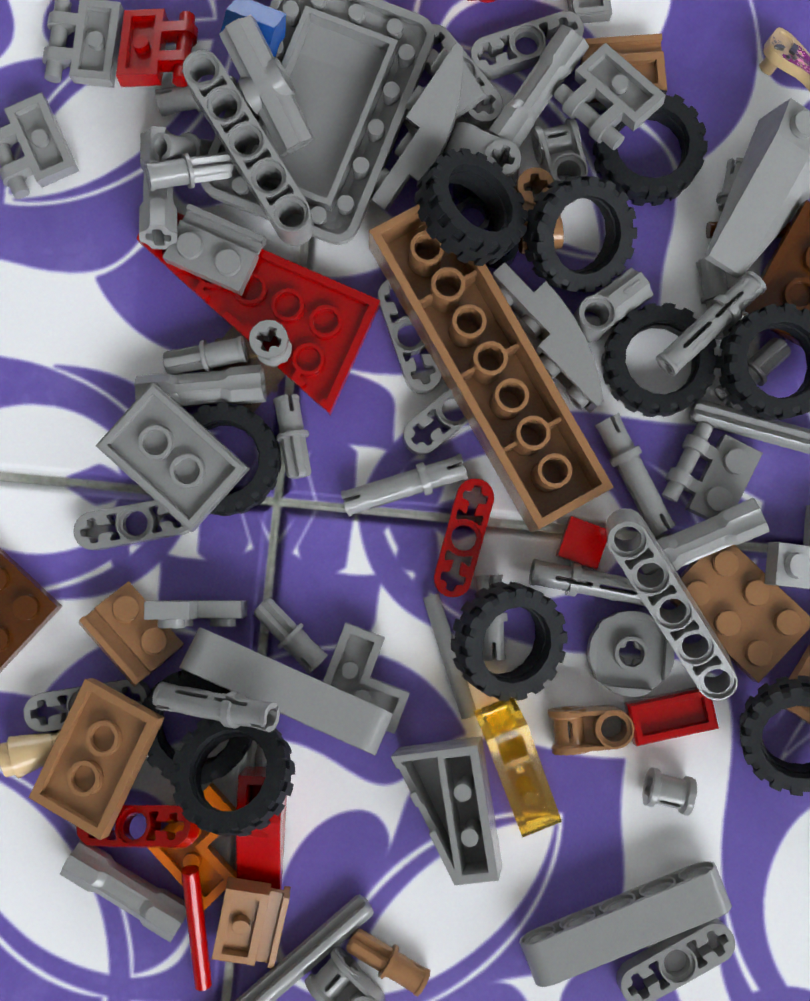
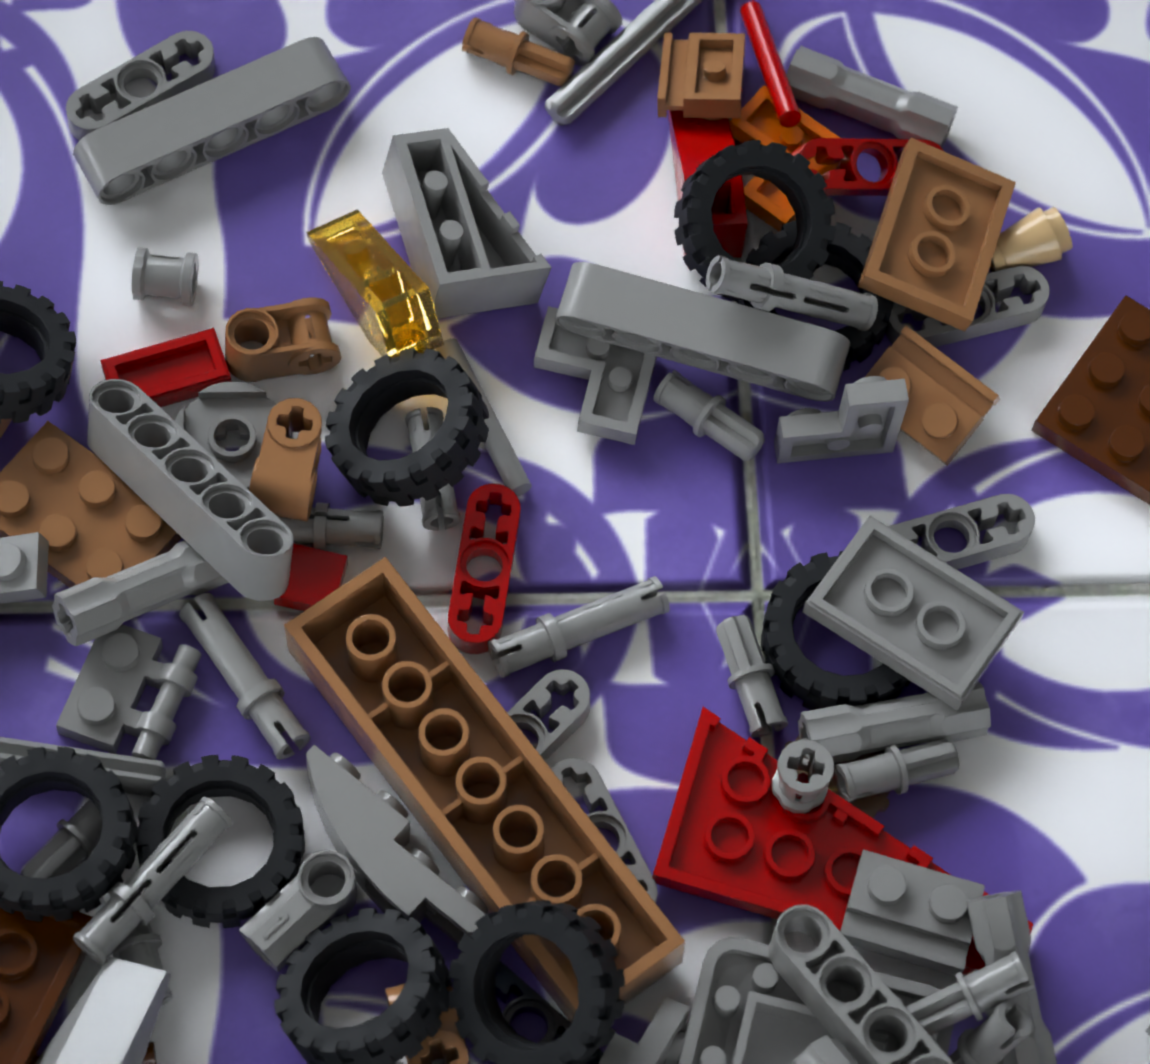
camera: 170 degrees right, 20 degrees down
(602, 607) = (288, 468): none -> medium nougat piece

